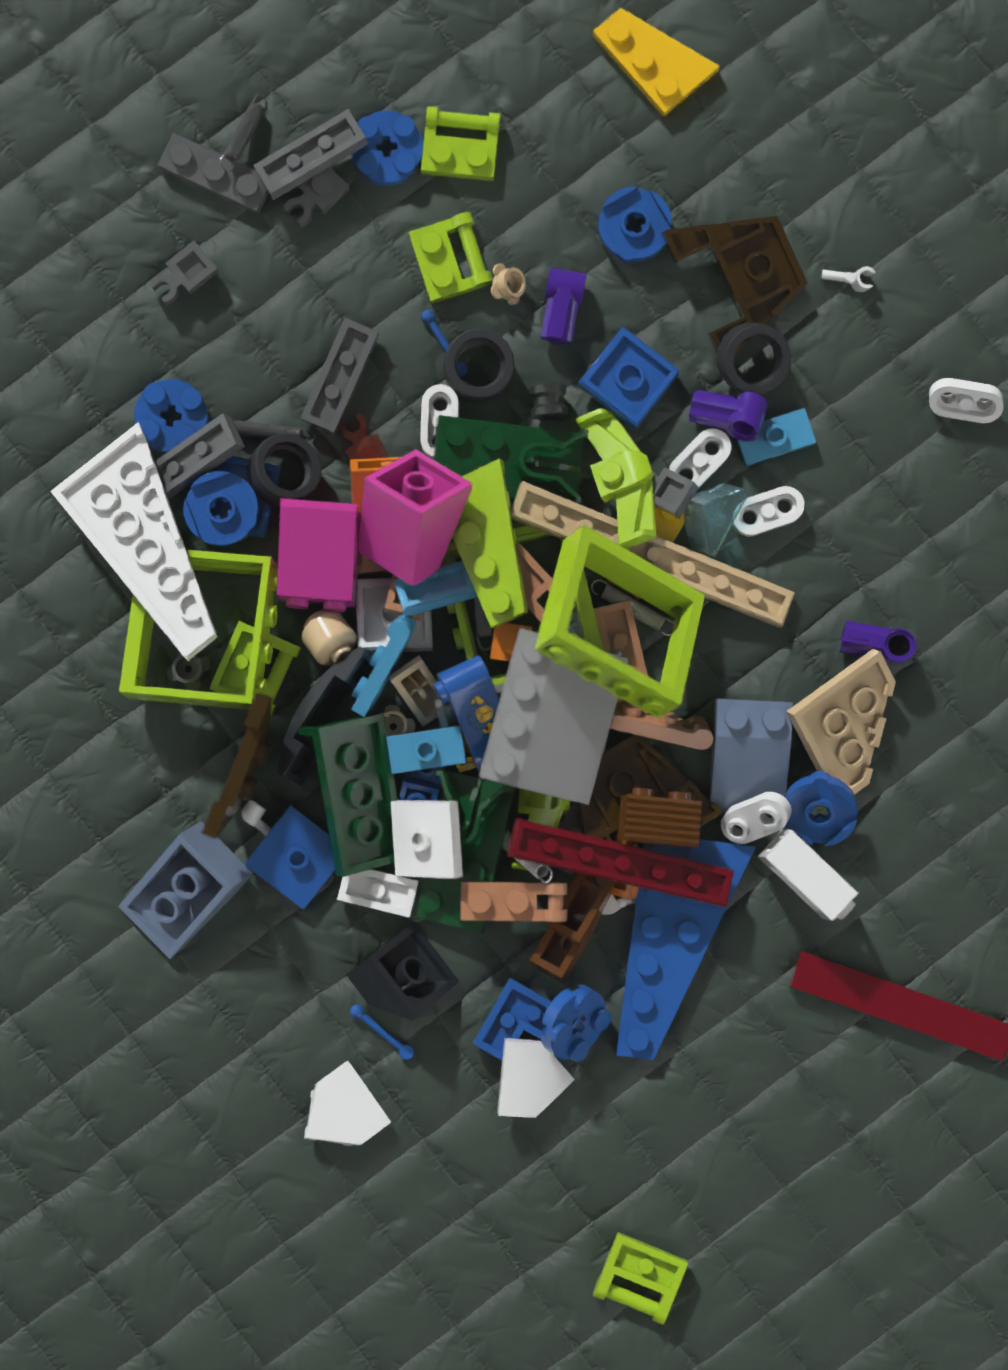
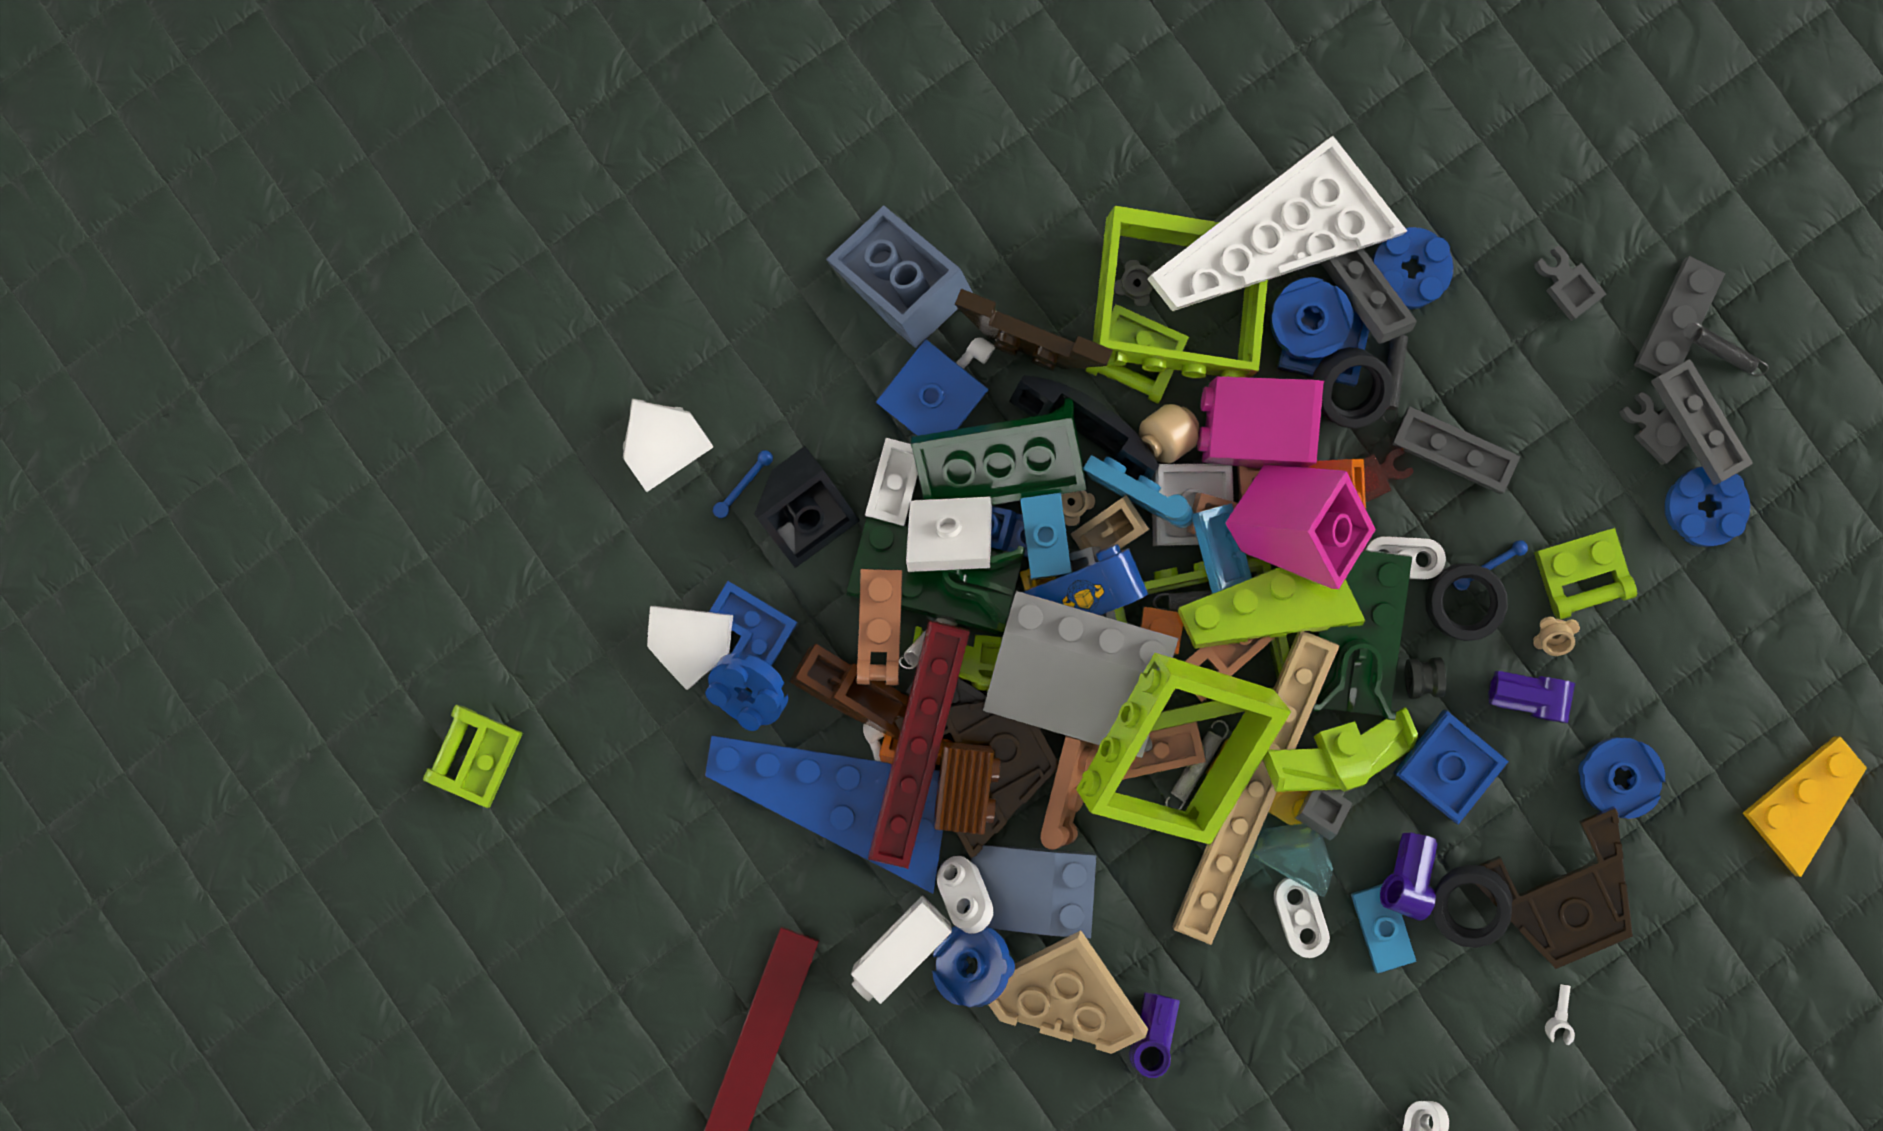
camera: 90 degrees right, 0 degrees up
(457, 155) = (1699, 587): lime plate -> none
(698, 461) = (1358, 841): white plate -> none

